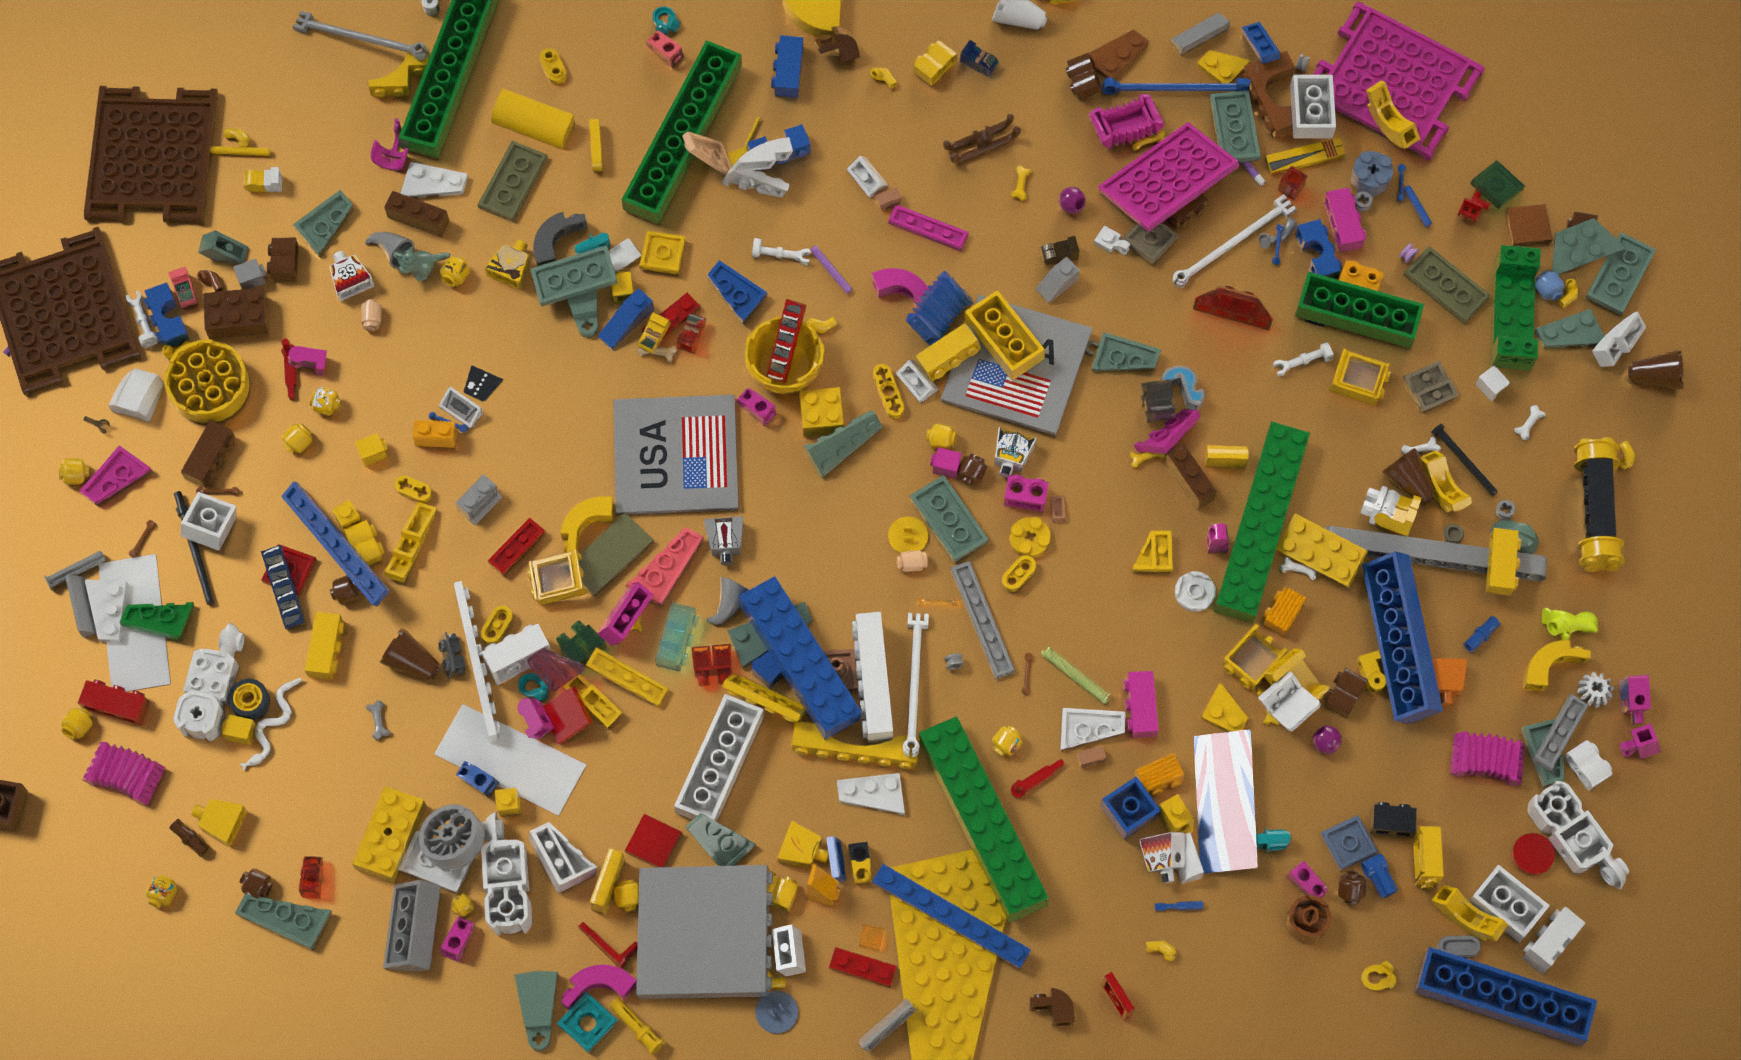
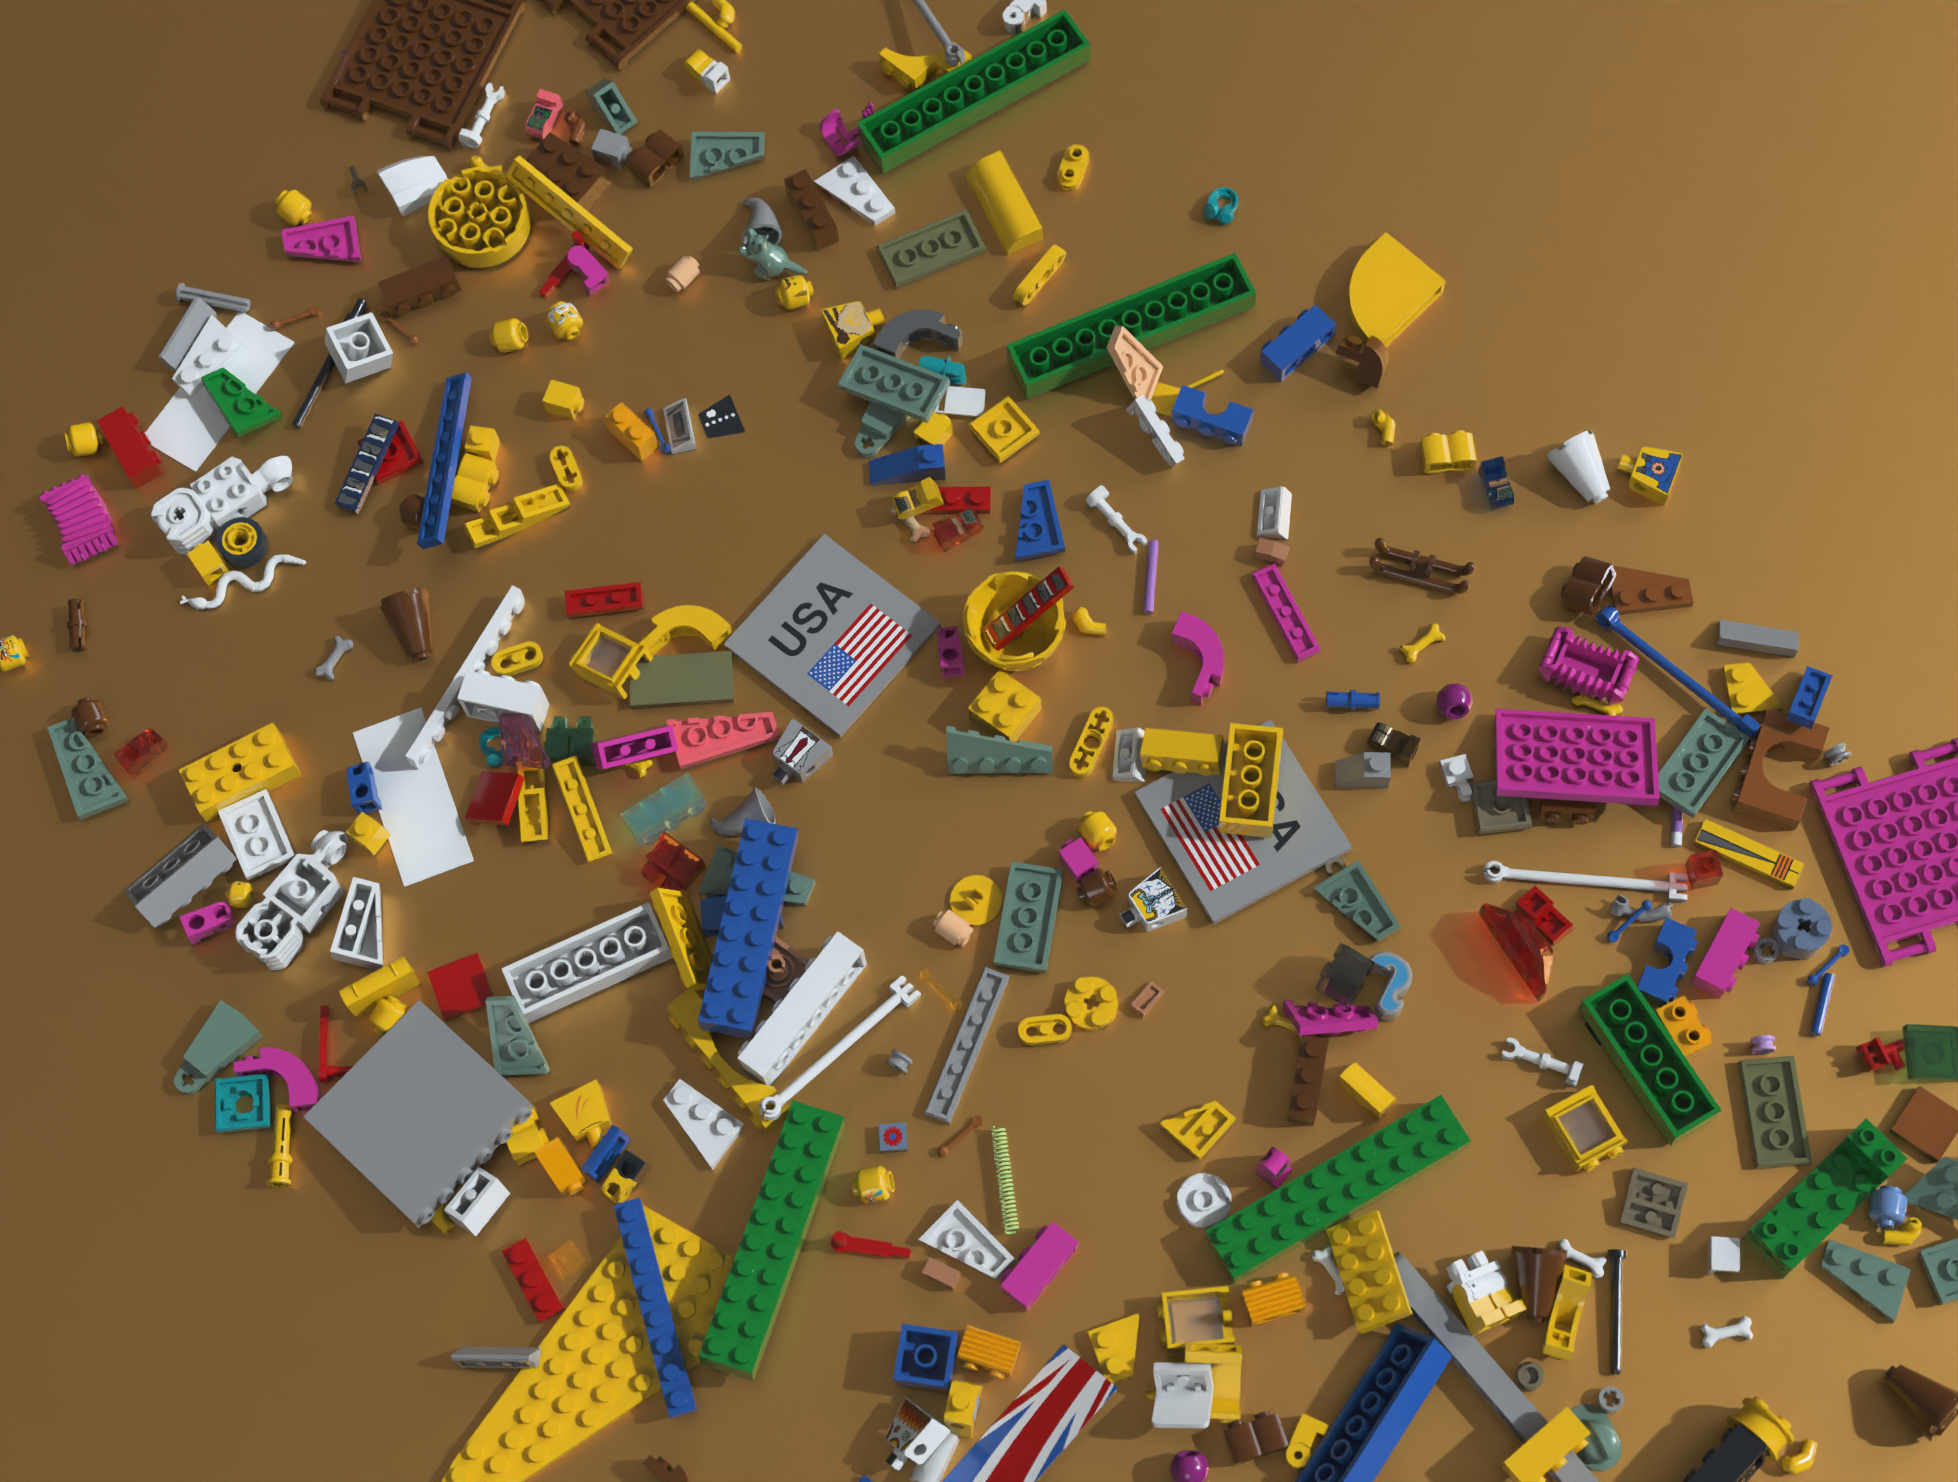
camera: 50 degrees right, 0 degrees up
(160, 301) = (509, 111): blue arch -> none
(220, 819) = (115, 632): yellow torso -> none
(265, 332) = (569, 212): none -> yellow plate
(324, 645) = (351, 548): yellow brick -> none
(349, 276) = (695, 220): torso -> none
(449, 646) = (457, 643): dark grey hinge -> none
(451, 837) = (281, 831): light grey piece -> none
(478, 500) = (611, 526): light grey window -> none
(536, 718) = (466, 775): dark pink leg -> none
(665, 48) = (1194, 233): coral leg -> none
(765, 155) = (1179, 409): white slope -> none
(776, 1012) = (417, 1251): sand blue piece -> none
(938, 308) = (1213, 699): blue piece -> none
(990, 706) = (893, 1137): none -> sand blue tile
(1013, 246) = (1352, 700): none -> blue pin
(1025, 498) = (1121, 959): dark pink brick -> none
(1225, 277) = (1545, 915): none -> red slope
(1313, 106) = (1796, 806): white brick -> none
(1389, 120) = (1873, 885): yellow arch -> none
(1619, 340) = (1909, 1329): white slope -> none

